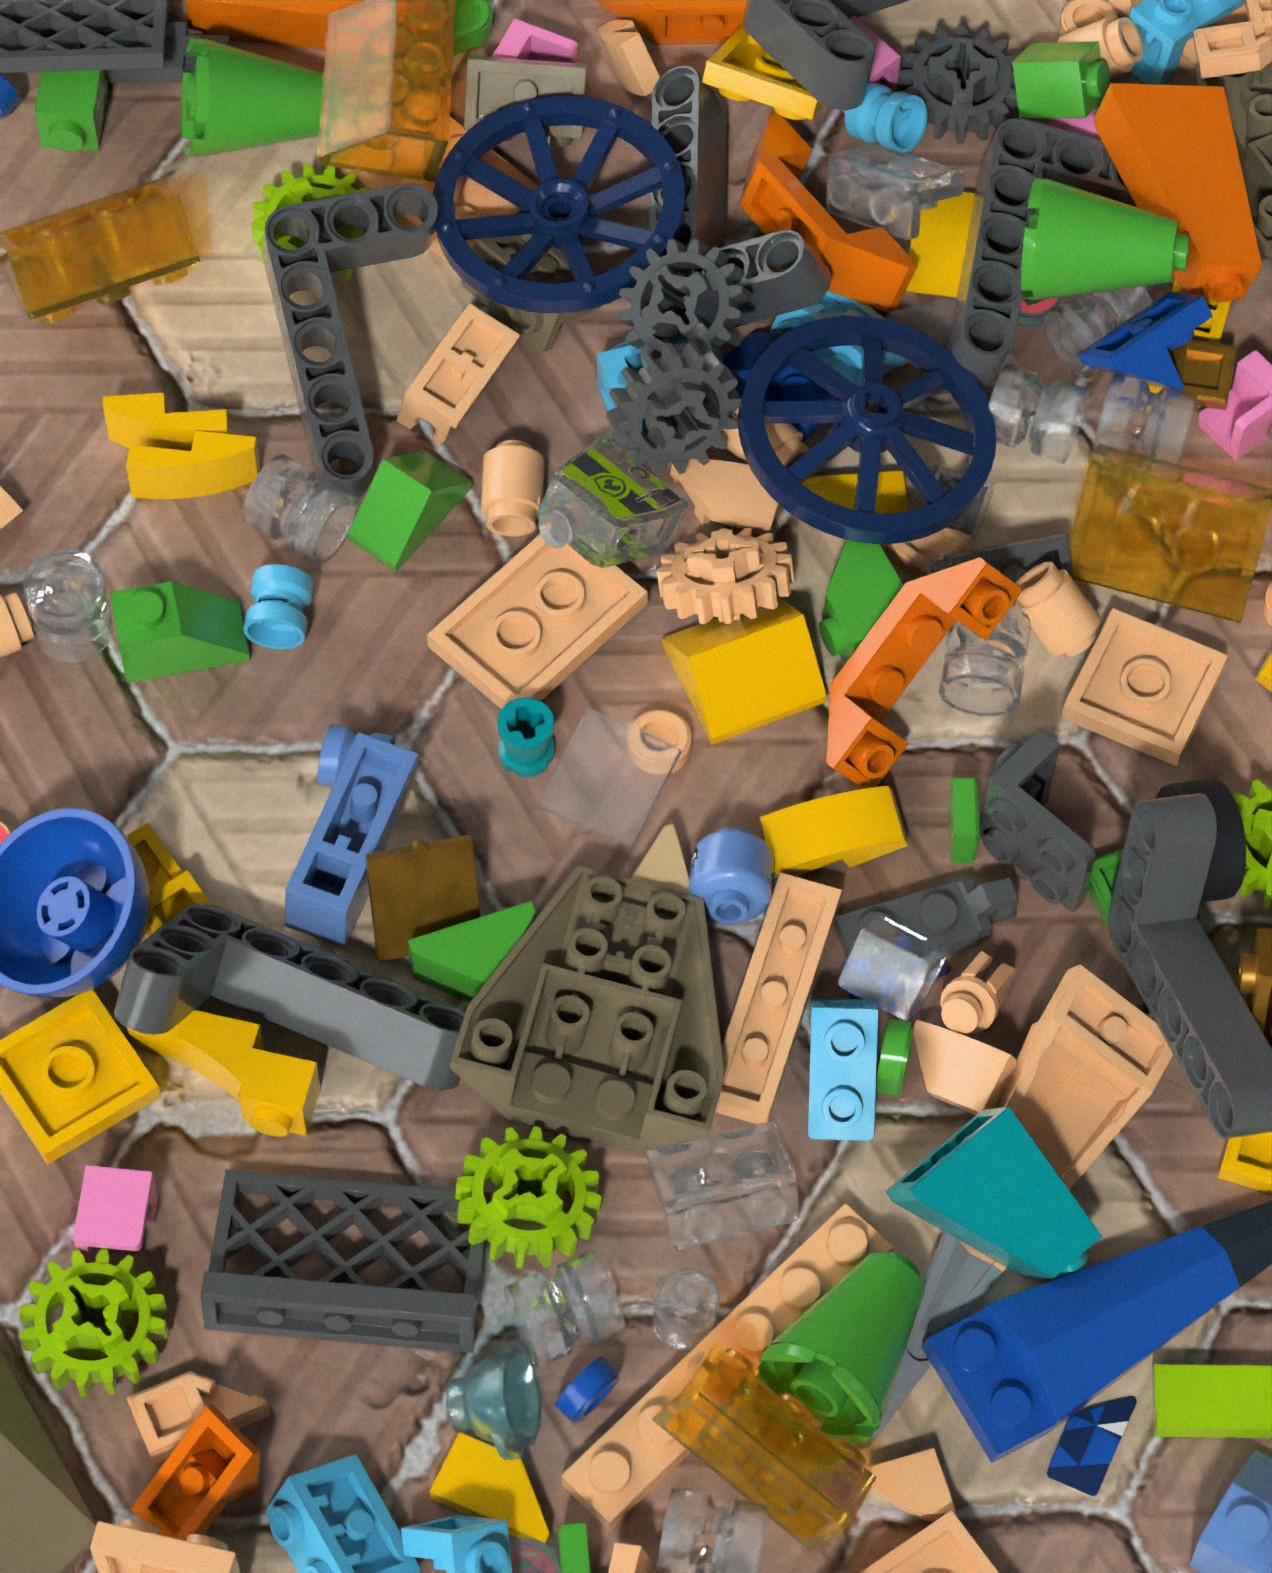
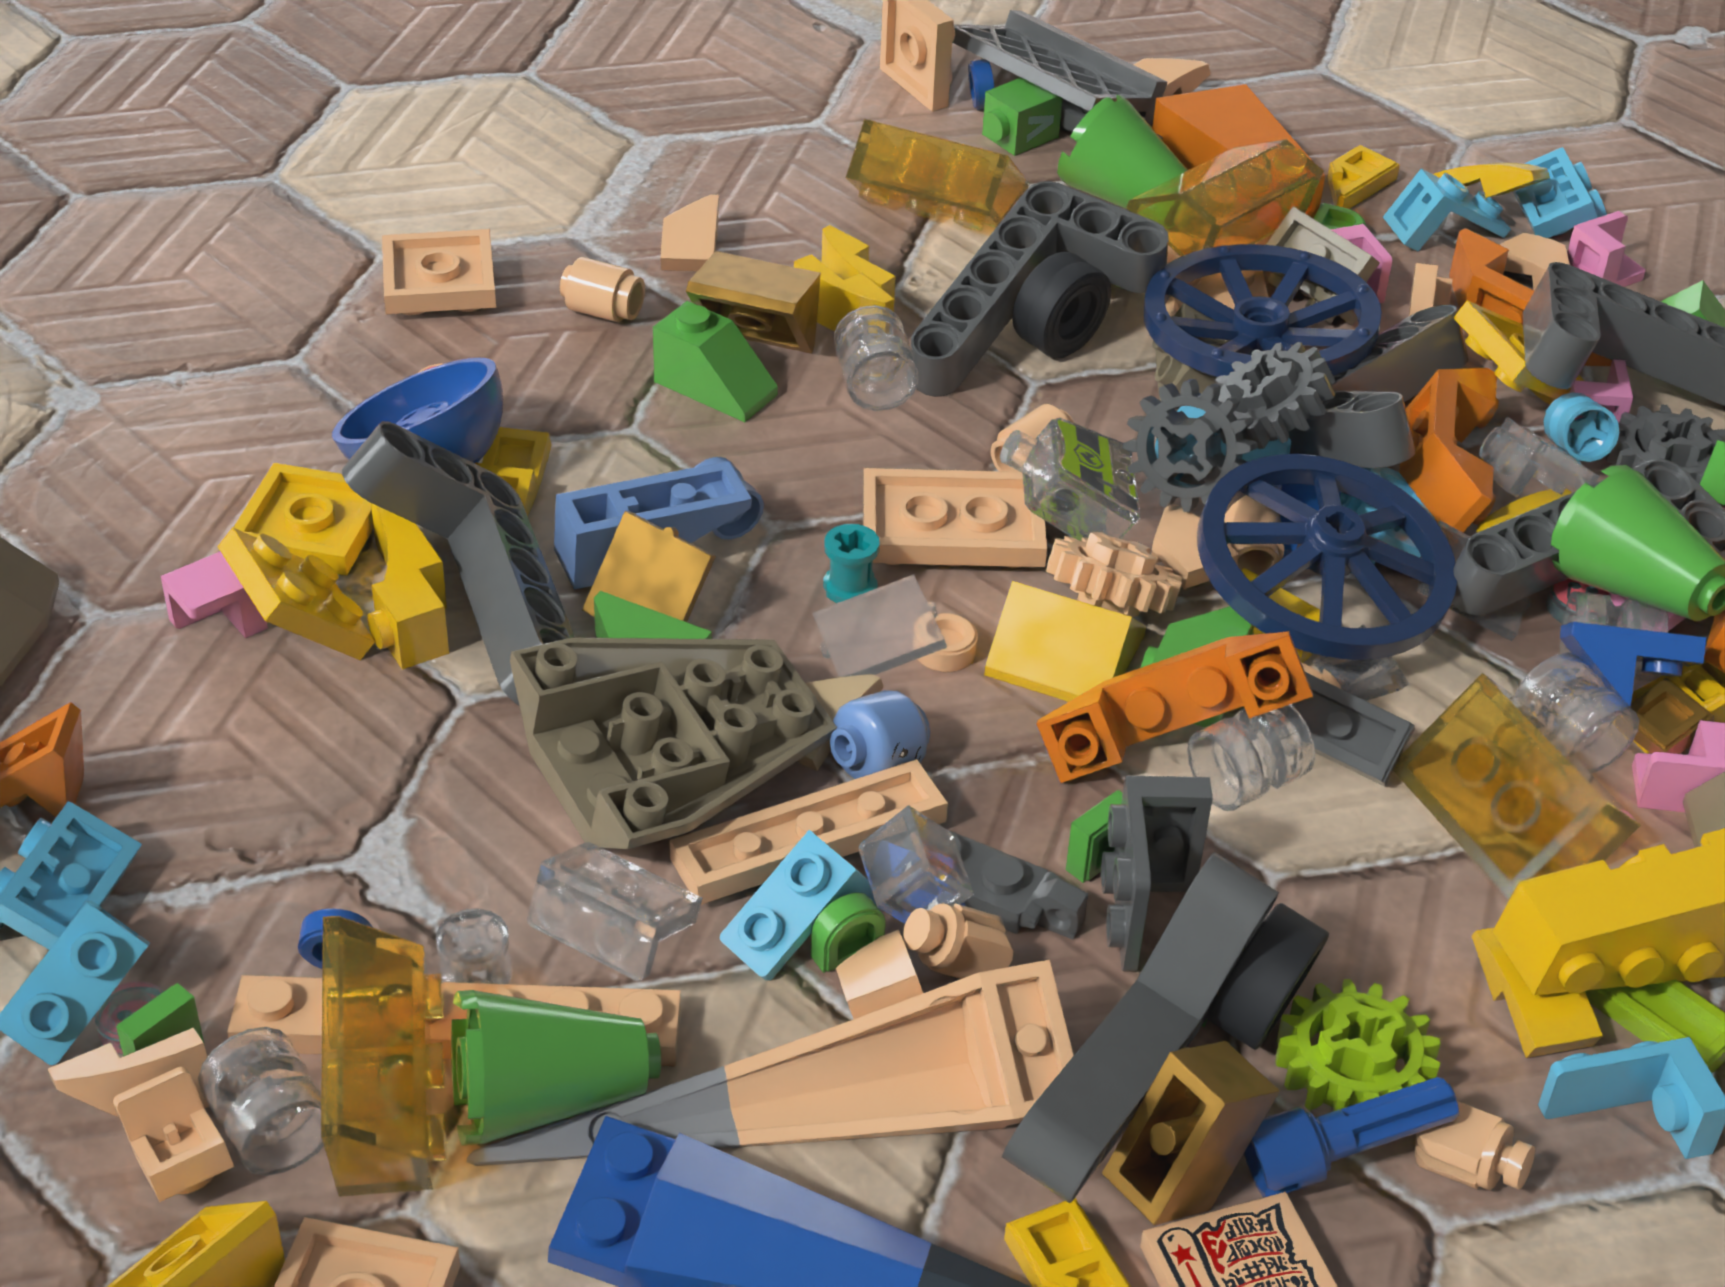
camera: 45 degrees right, 20 degrees down
(68, 605) = (654, 291): clear wheel -> none
(73, 1340) = (115, 642): lime gear -> none
(155, 532) = (762, 298): none -> pearl gold slope
(171, 1408) = (110, 747): light nougat tile -> none
(187, 1154) = (296, 592): none -> yellow plate
(278, 607) = (796, 394): medium azure wheel -> none
(329, 1307) = (268, 759): dark grey fence -> none
(383, 322) = (1061, 304): none -> black tyre
(405, 506) = (953, 407): bright green slope -> none
(457, 372) = (1078, 357): light nougat hinge -> none
(487, 1486) = (194, 940): yellow tile -> none
(498, 1401) = (270, 893): clear light blue piece -> none
(527, 1197) = (468, 797): lime gear -> none
(565, 1308) = (383, 873): clear wheel -> none
(833, 828) = (1005, 775): yellow slope -> none
(914, 1485) = (469, 1216): light nougat tile -> none
(1000, 1198) = (781, 1062): teal slope -> none
(1057, 414) = (1481, 638): clear wheel -> none
(1057, 610) = (1347, 765): light nougat brick -> none
(1144, 687) = (1366, 871): light nougat plate -> none

